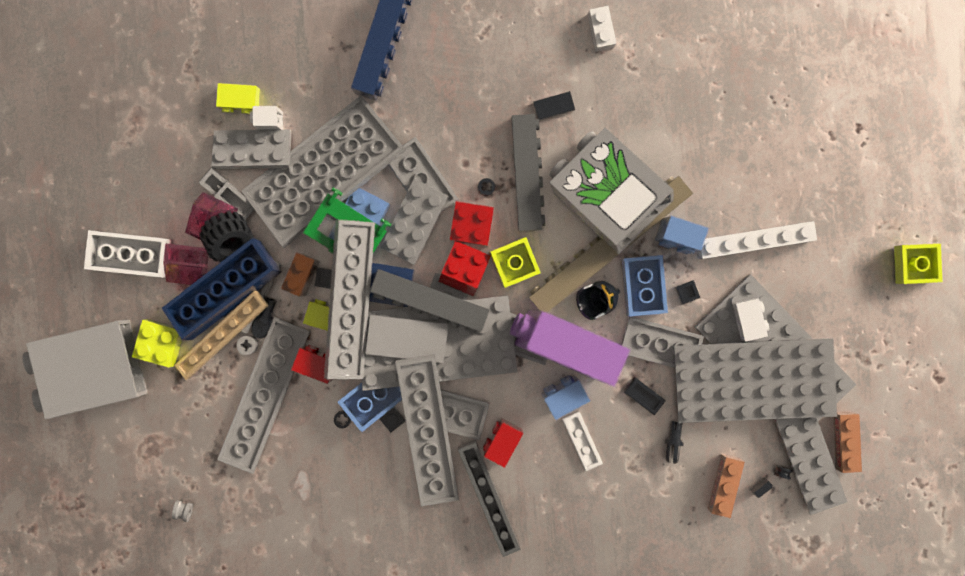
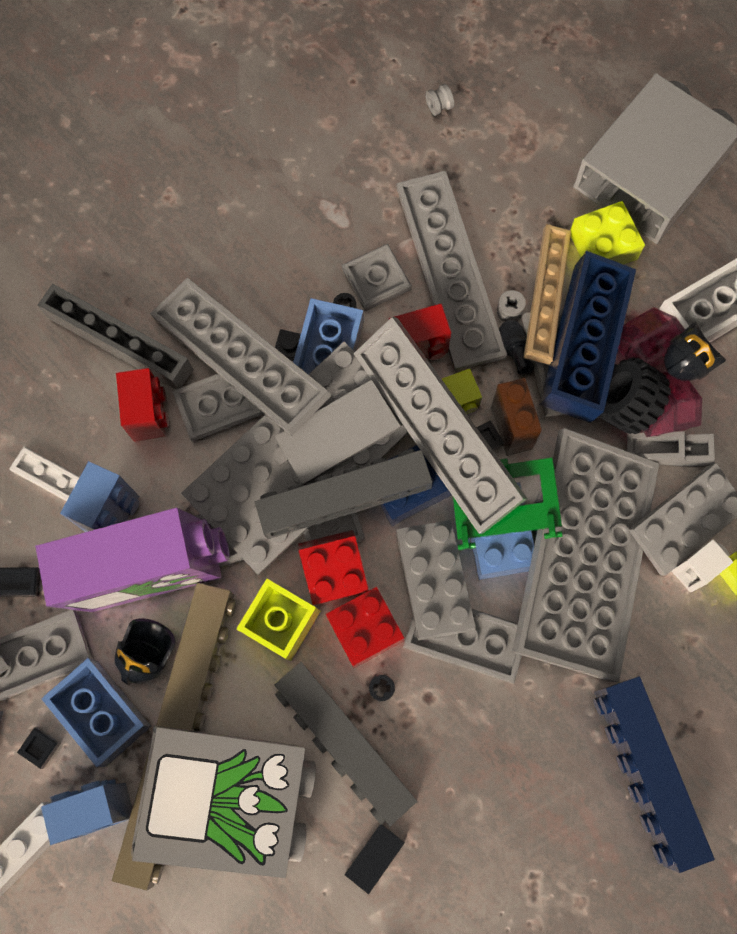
camera: 145 degrees right, 15 degrees down
(175, 232) = (691, 355): none -> black helmet
(310, 424) = (376, 277): none -> light grey tile

